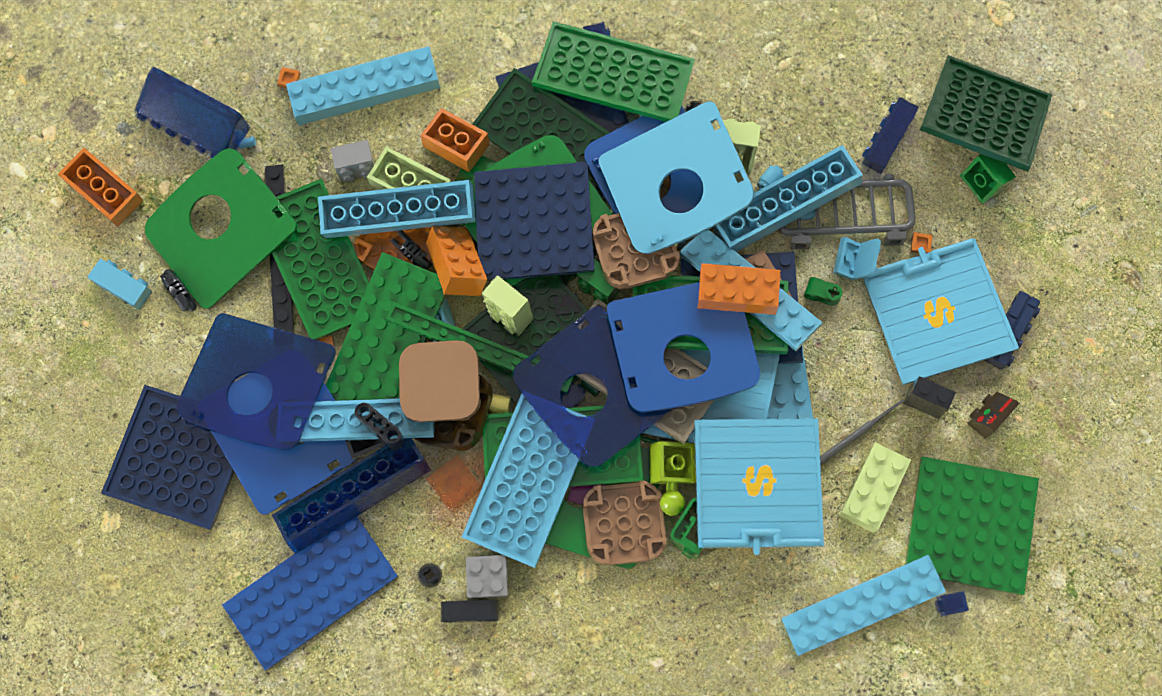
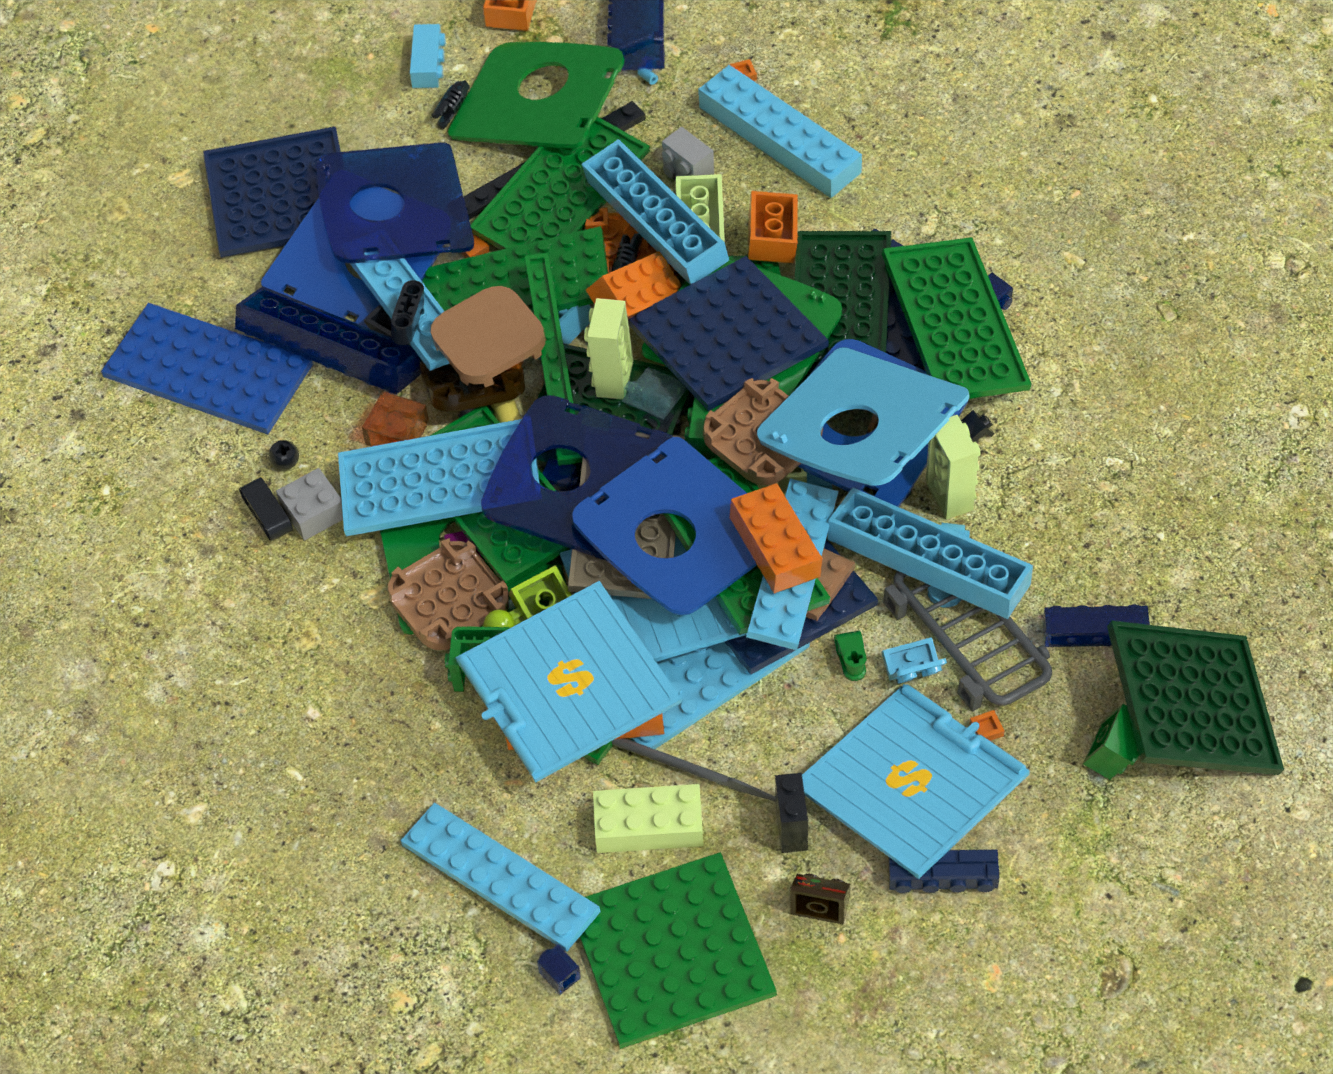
camera: 60 degrees right, 20 degrees down
(545, 296) = (654, 393): none -> clear light blue hinge

